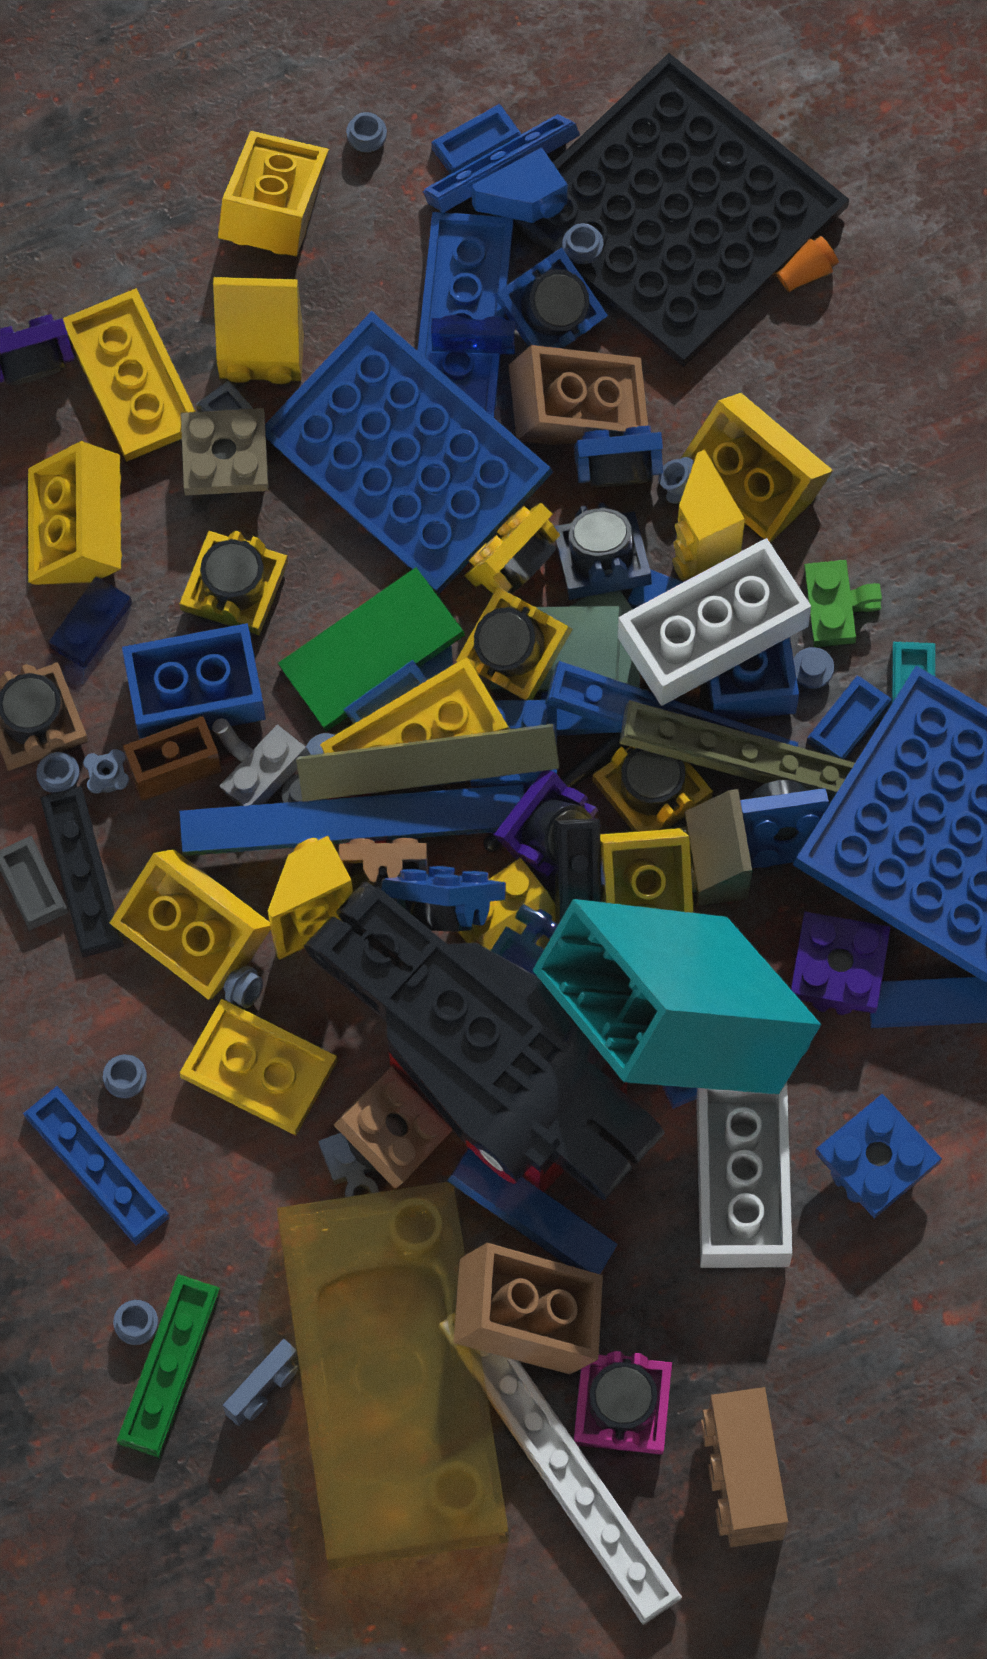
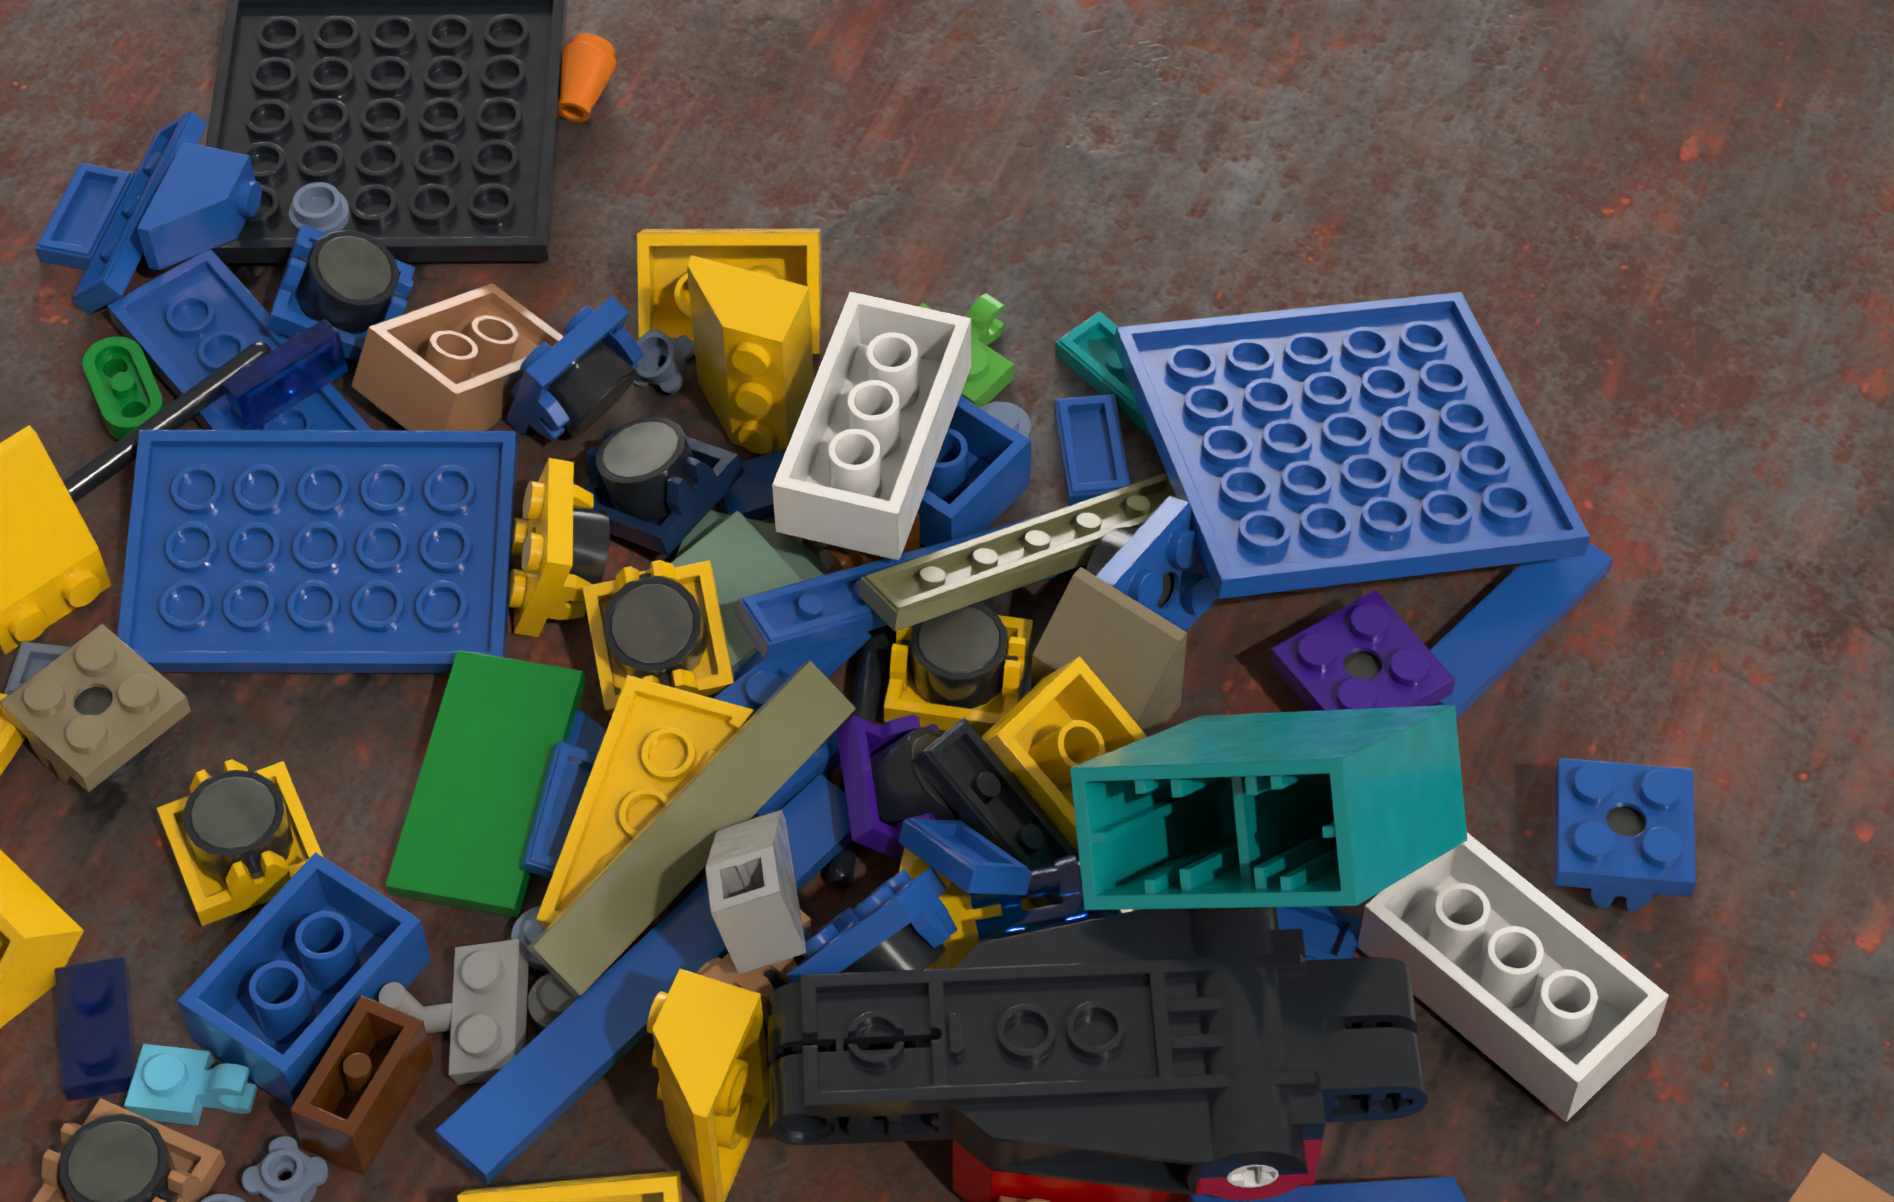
camera: 45 degrees left, 15 degrees down
(102, 684) = (179, 1082): none -> medium azure plate
(387, 310) = (168, 418): none -> black piece
(400, 273) = (121, 384): none -> green plate
(406, 822) = (755, 892): none -> light grey slope
(526, 891) = (965, 857): none -> blue tile

